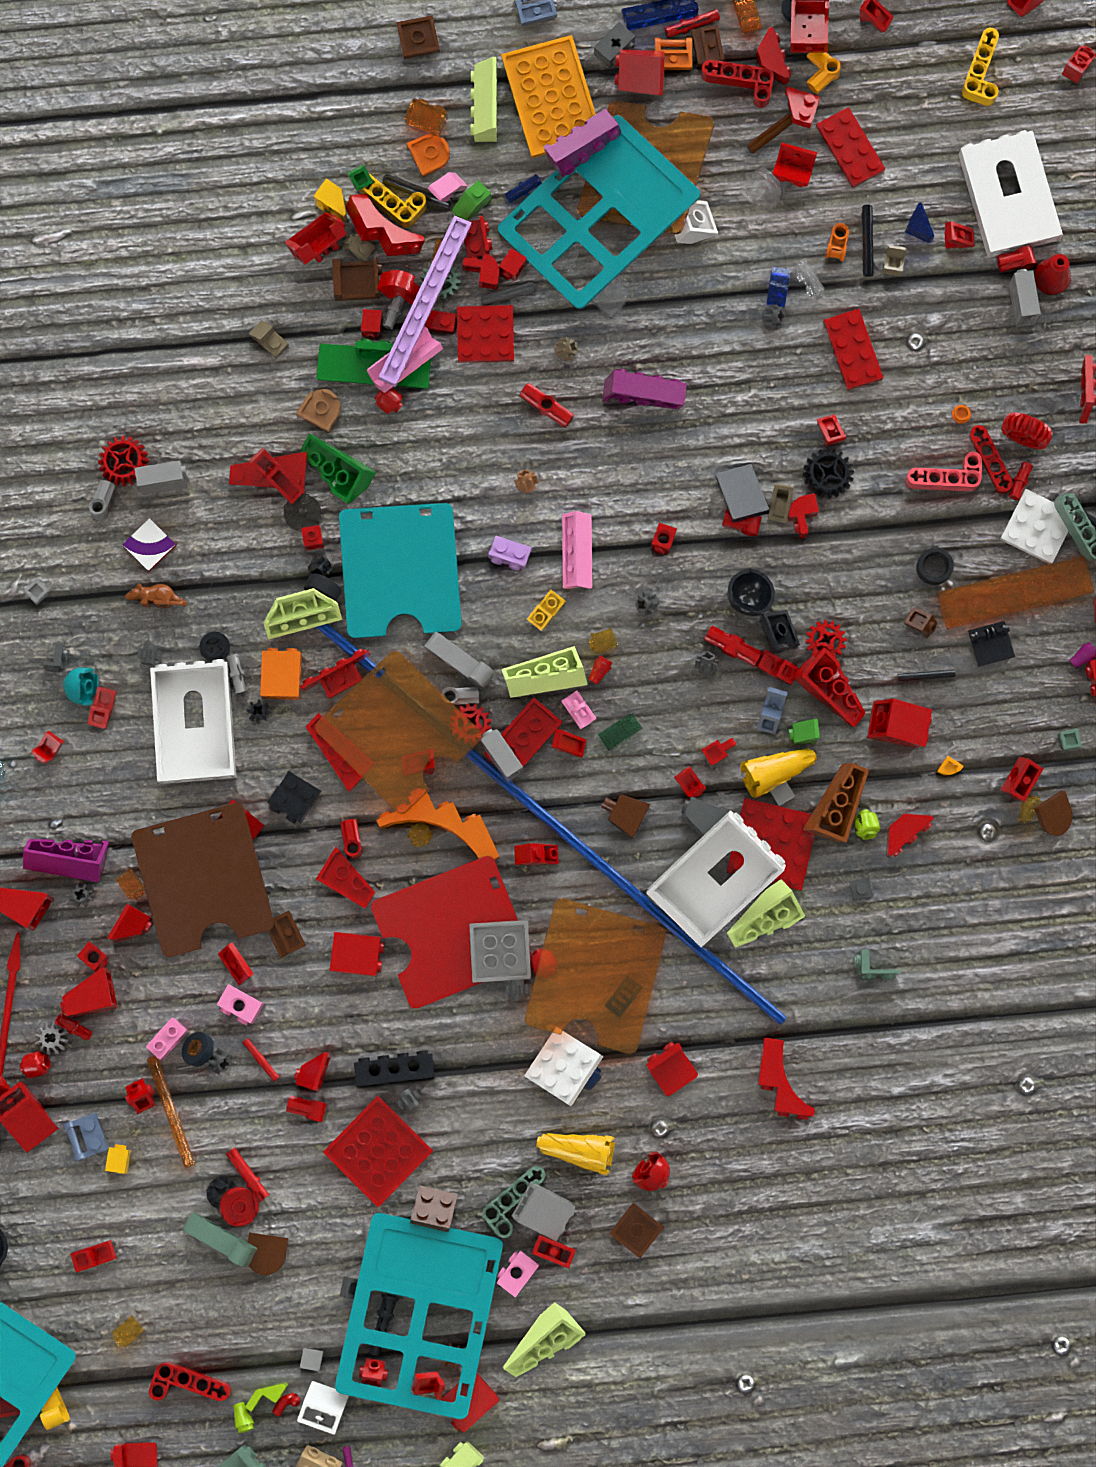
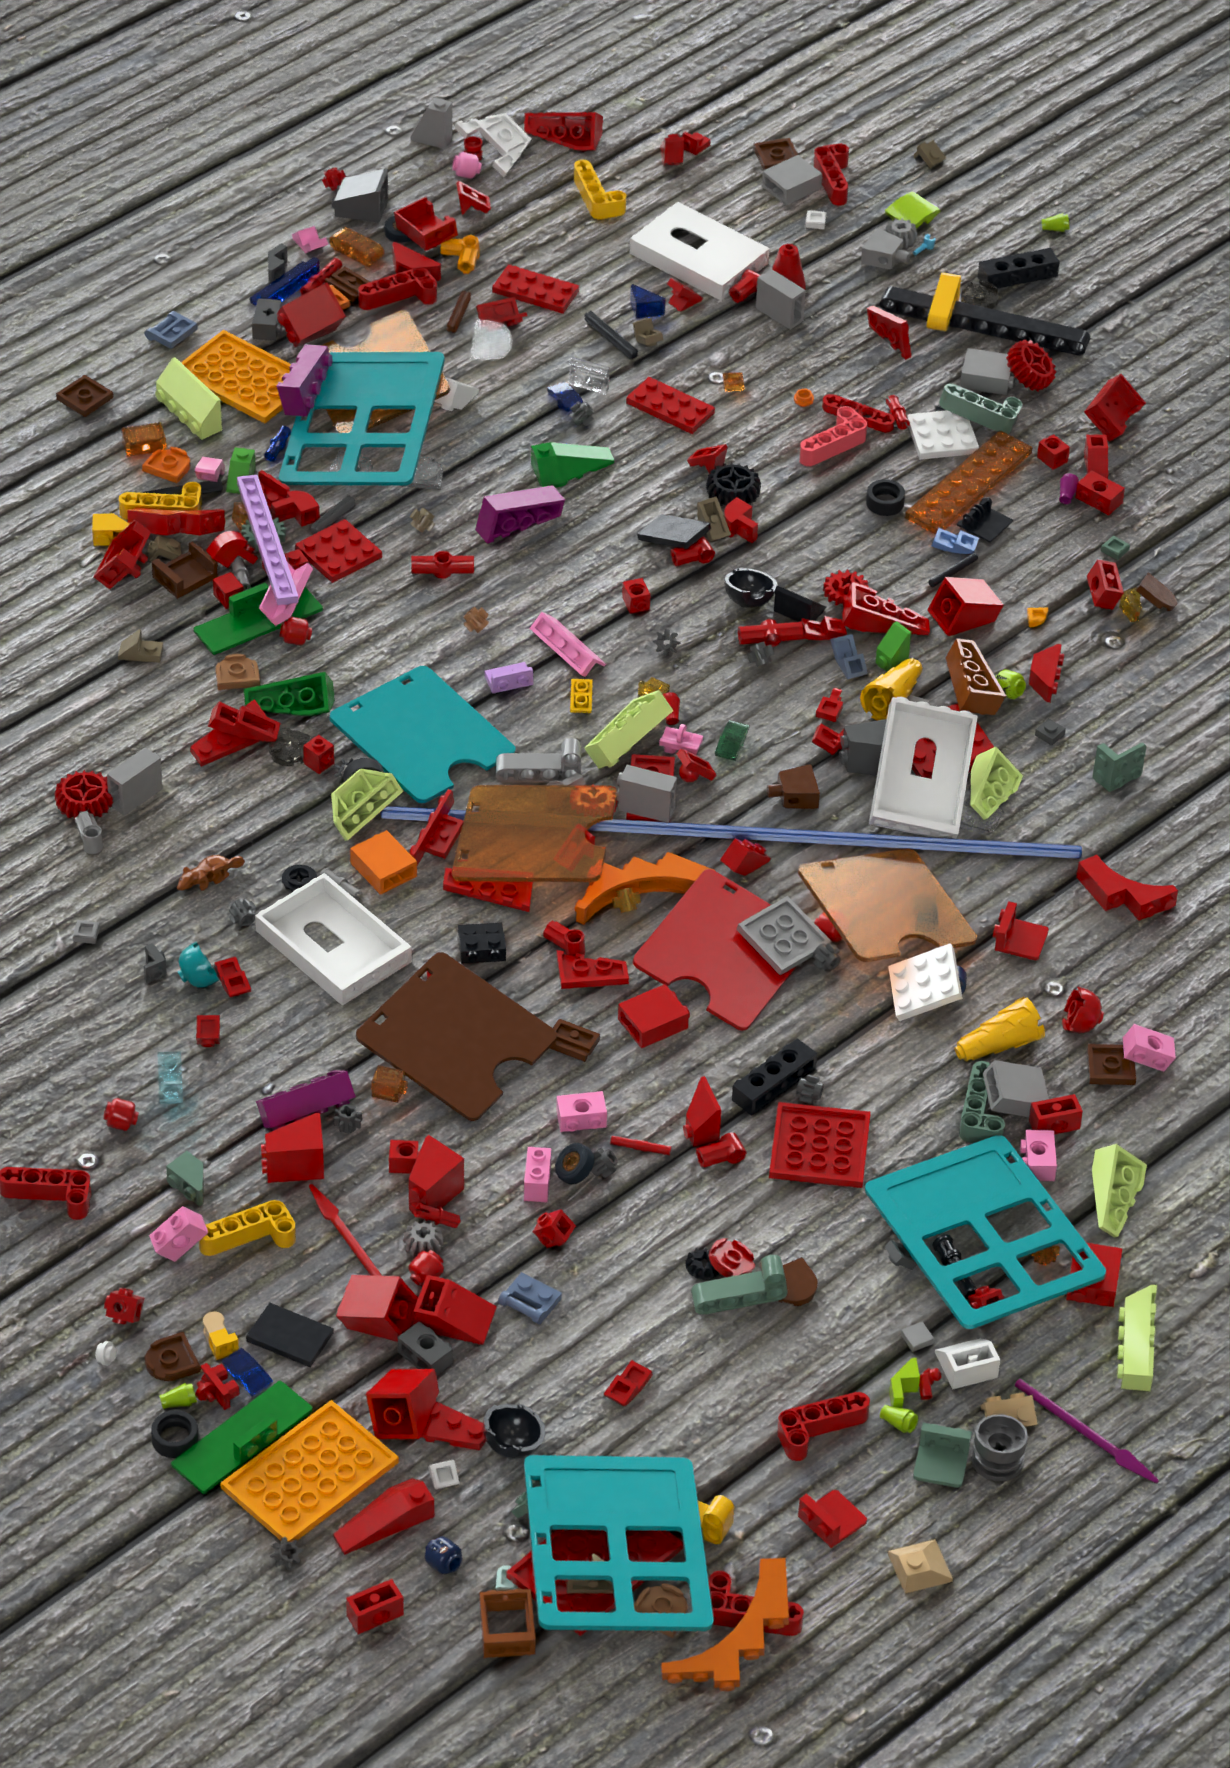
camera: 40 degrees left, 35 degrees down
(118, 1159) = (580, 1293): yellow brick -> none
(127, 1332) = (720, 1421): clear yellow bracket -> none
(130, 925) = (419, 1107): red slope -> none
(149, 545) = (165, 843): tile -> none
(170, 1111) = (599, 1233): clear orange axle -> none
(235, 964) = (546, 1084): red plate -> none
(247, 1174) = (714, 1232): red pin -> none
(258, 717) = (387, 898): black gear -> none
(359, 177) = (124, 496): green slope -> none
(428, 1383) = (1048, 1267): red bracket -> none
(434, 1208) = (915, 1151): plate -> none
(512, 265) = (319, 489): red brick -> none
(676, 1250) = (1149, 1047): none -> bright pink brick
(723, 360) = (561, 462): none -> green wedge
(802, 106) = (470, 281): wing -> none
(837, 245) = (587, 344): orange piece -> none
(921, 621) = (912, 535): reddish brown bracket -> none
(922, 356) = (733, 381): none -> clear orange tile
(951, 648) = (962, 543): none -> medium blue slope
(1026, 430) = (870, 372): red gear -> none

